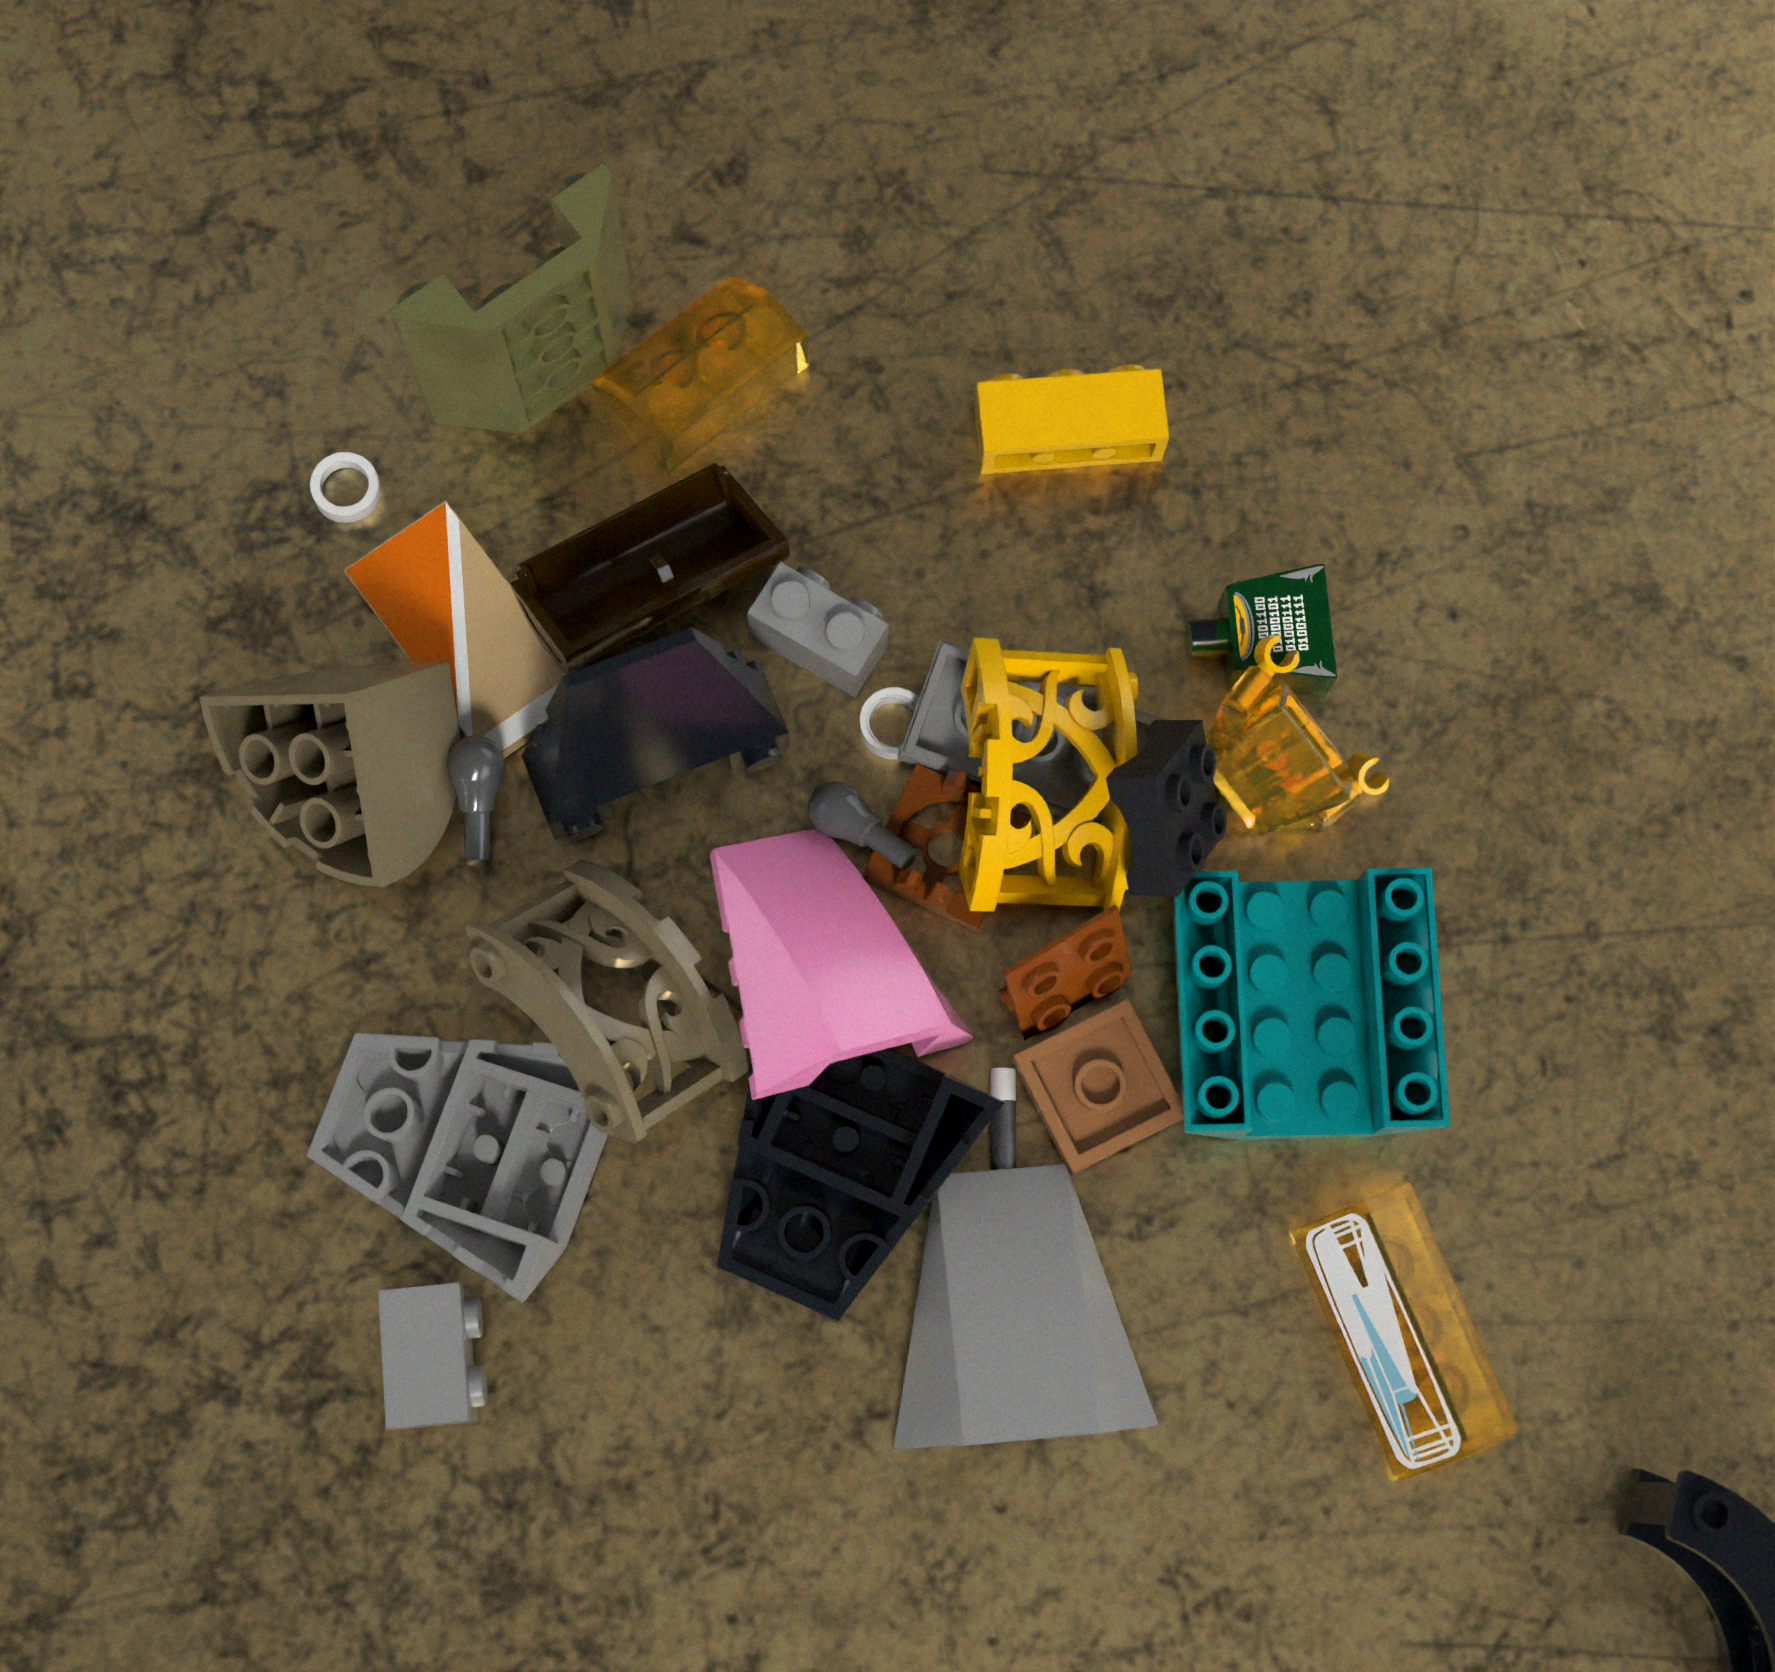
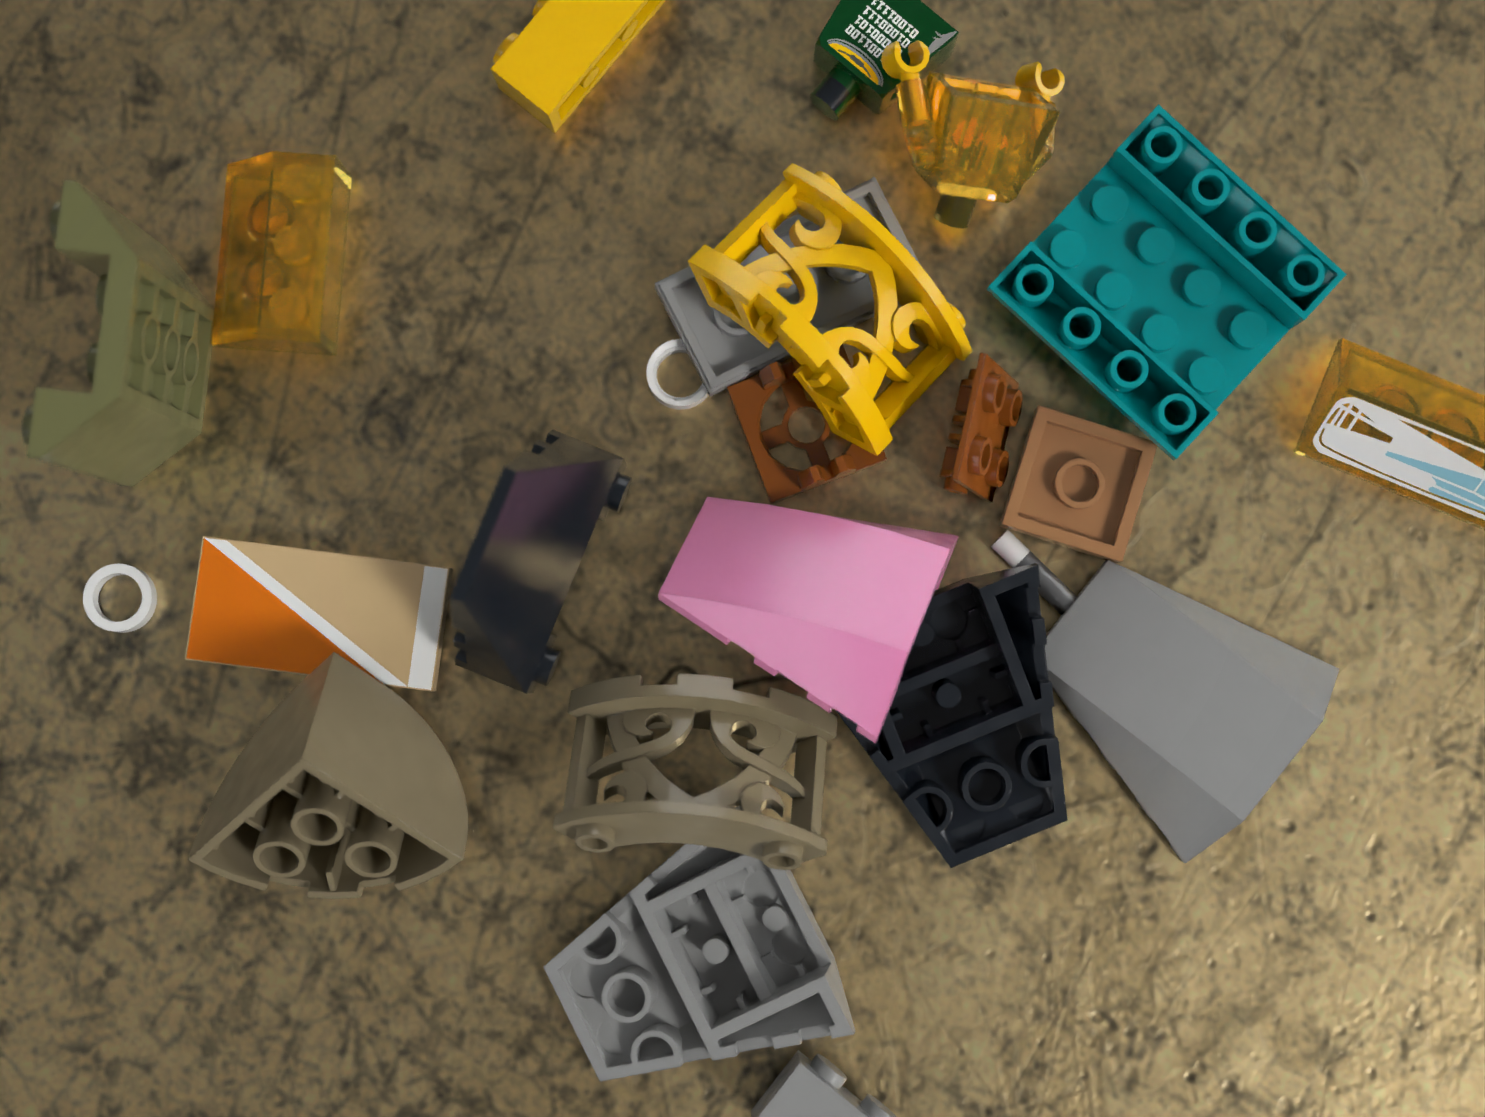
camera: 40 degrees left, 10 degrees up
(475, 773) = (435, 708): dark grey piece -> none
(645, 566) = (398, 441): dark brown container -> none
(818, 628) = (562, 361): light grey brick -> none
(844, 814) = (715, 473): dark grey piece -> none
(1169, 807) = (945, 244): black brick -> none

